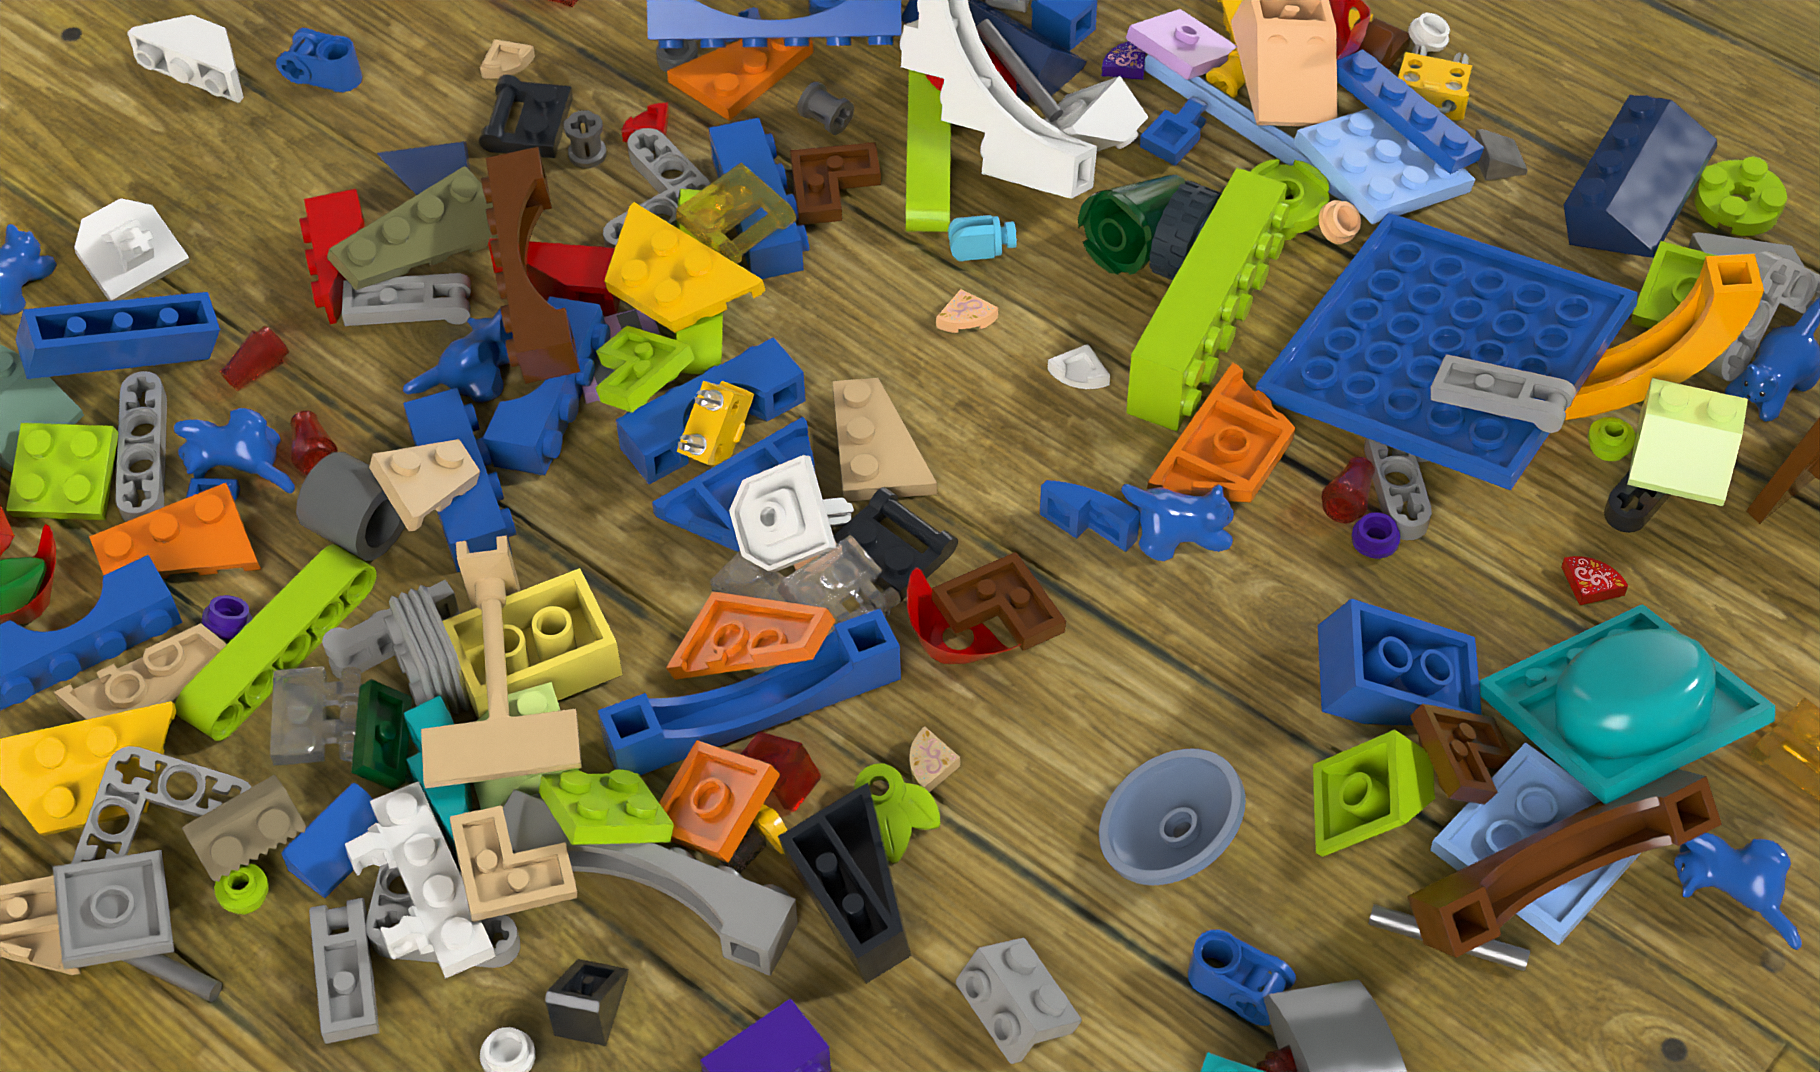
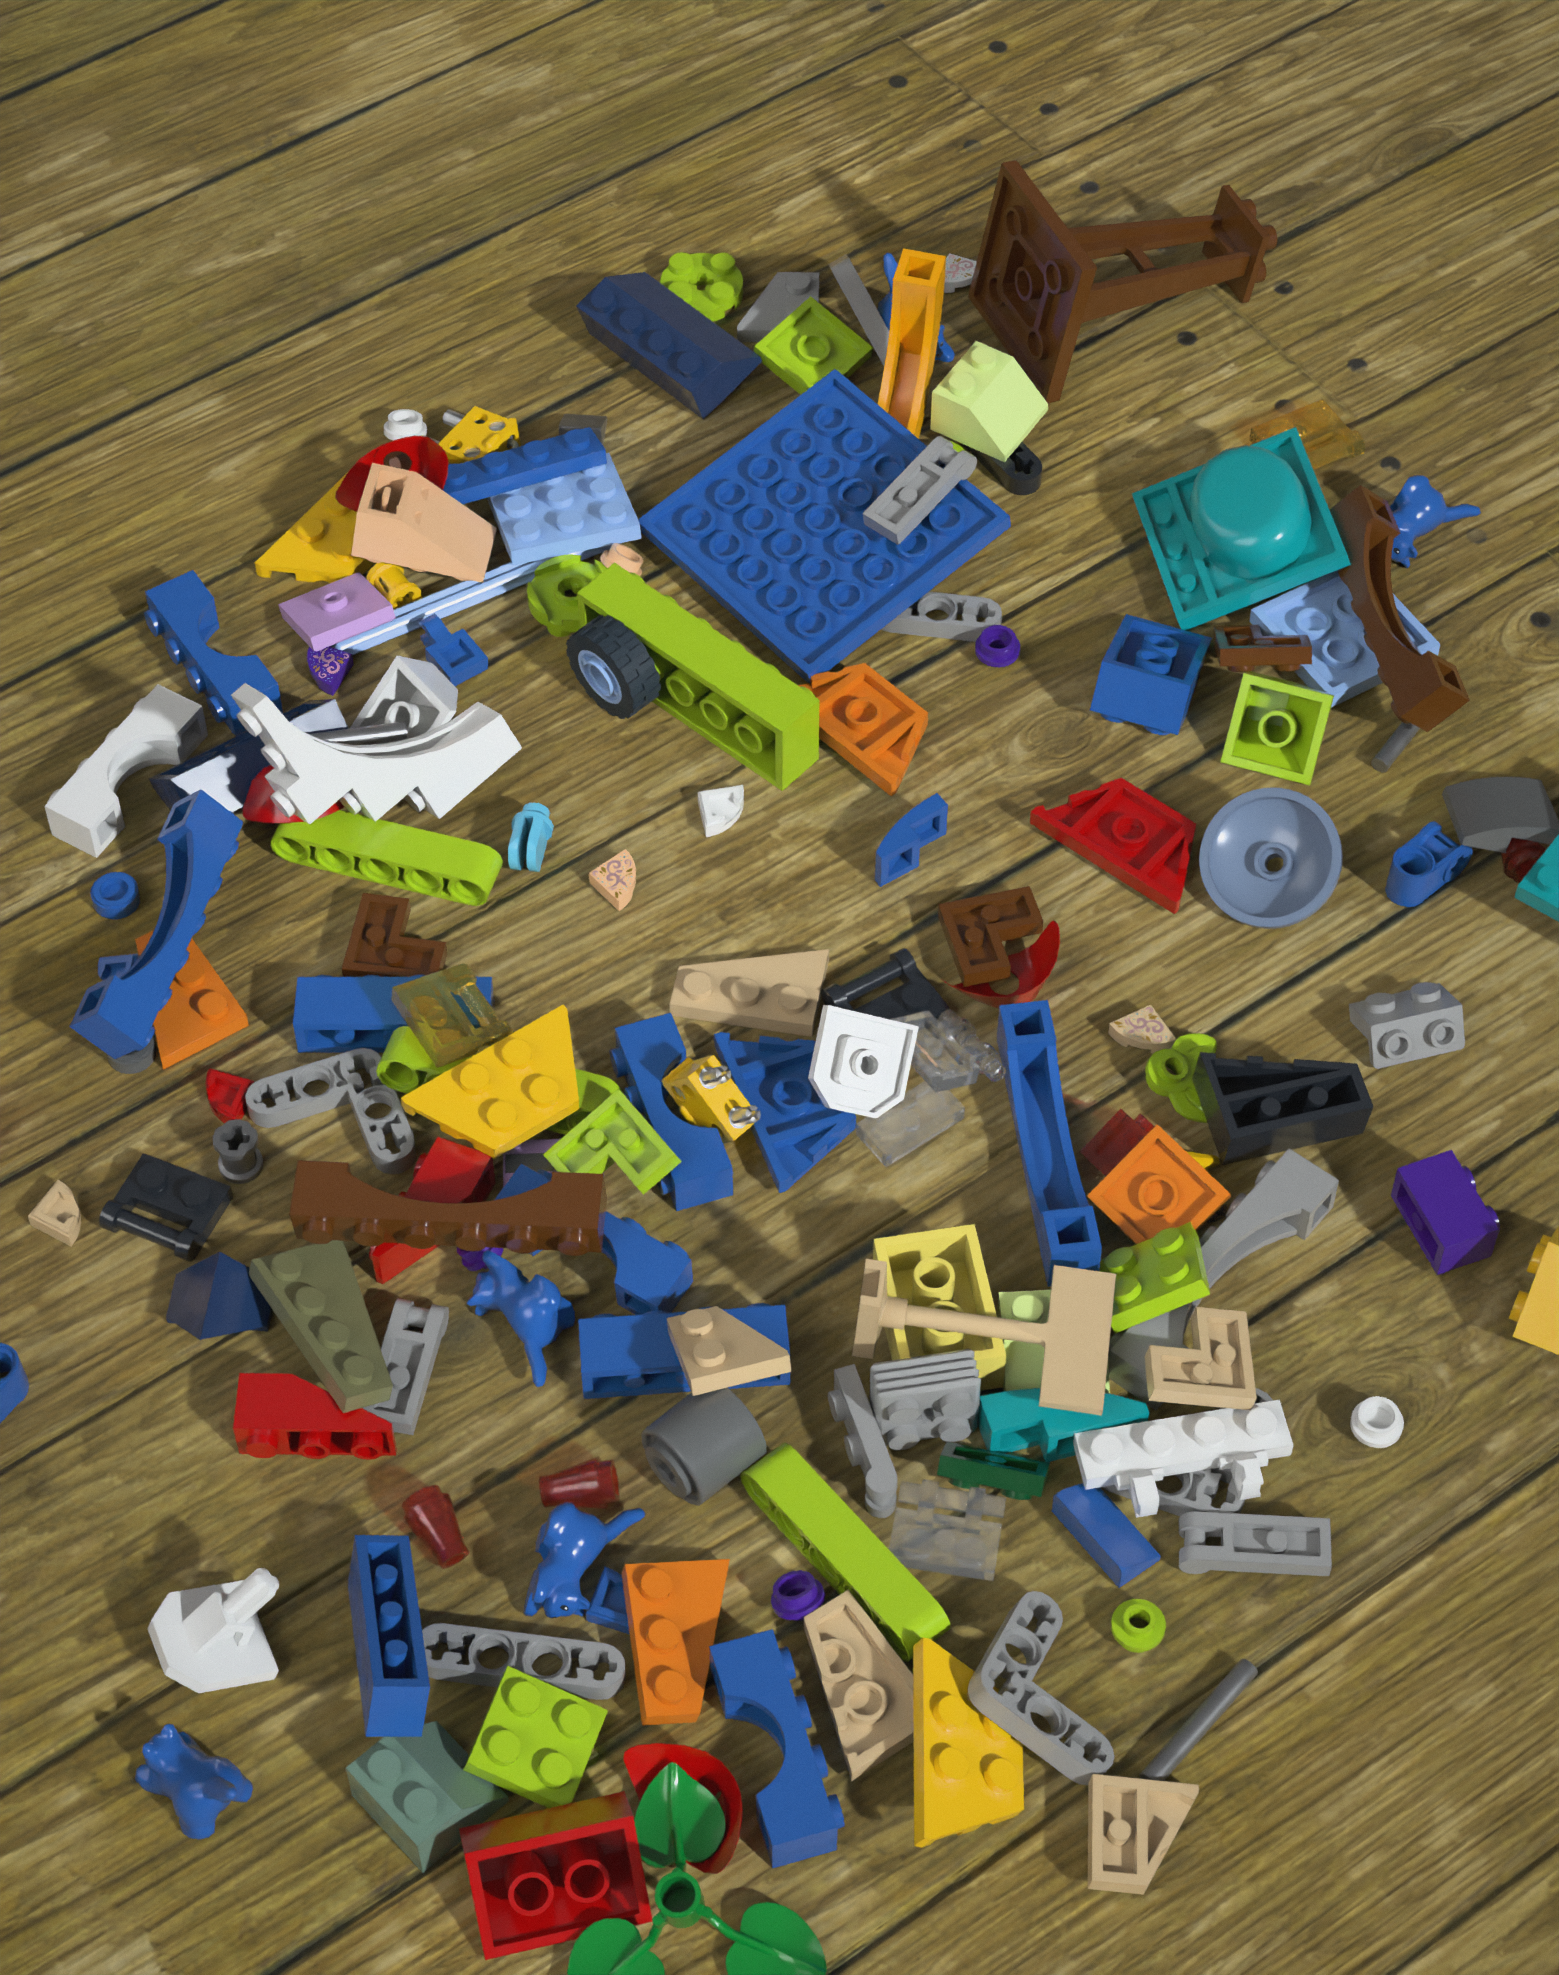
camera: 75 degrees left, 0 degrees up
(112, 909) = (1148, 1734): light grey plate -> none
(244, 828) = (1087, 1597): dark tan brick -> none
(586, 1001) = (1337, 1342): black slope -> none
(749, 634) = (977, 1127): orange wing -> none
(825, 108) = (287, 927): flat silver bush -> none
(1124, 221) = (572, 708): dark green cone -> none
(1168, 695) = (1126, 836): none -> red wing
(1177, 518) = (938, 770): blue animal -> none
(1349, 491) = (944, 648): clear red cone -> none
(1592, 579) = (1088, 521): red tile -> none

